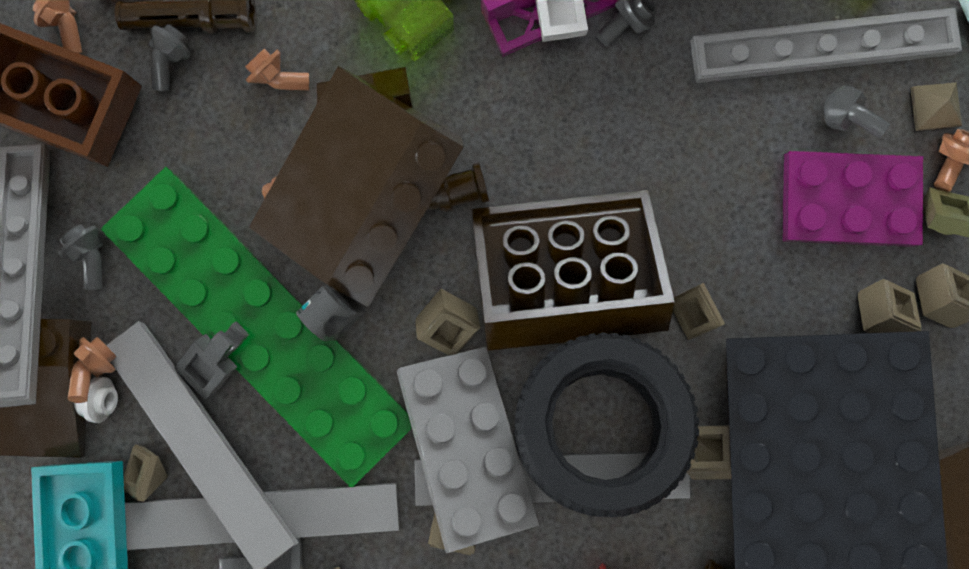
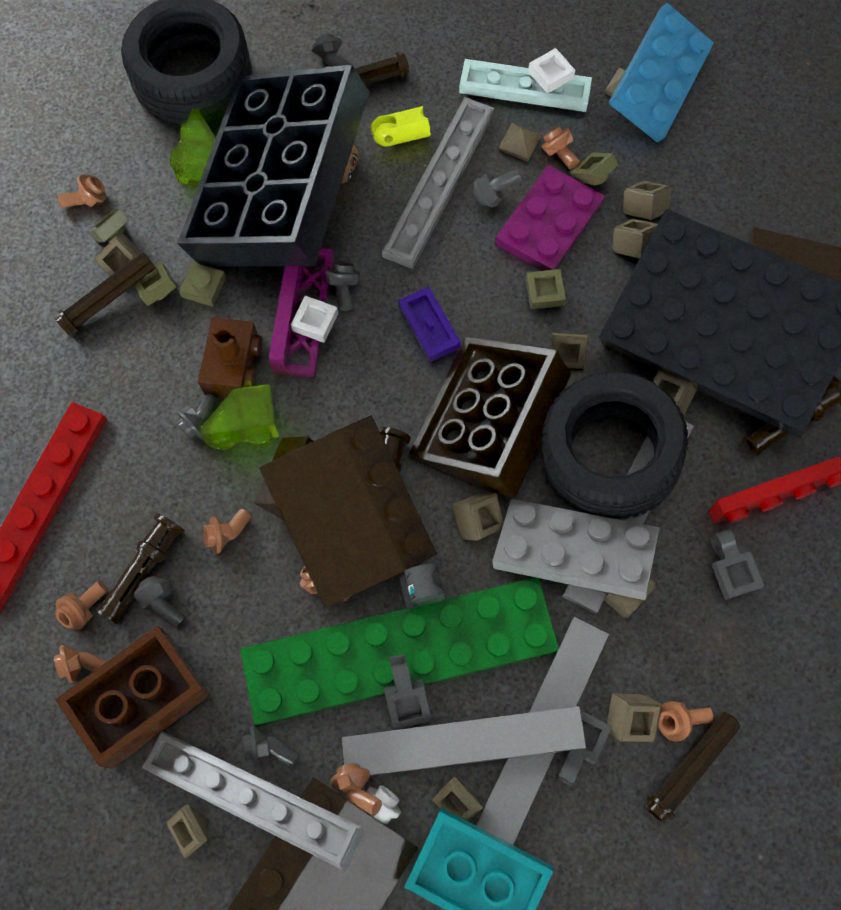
camera: 55 degrees left, 15 degrees down
(635, 140) = (429, 324): none -> dark purple plate
(758, 244) = (545, 289): none -> olive plate

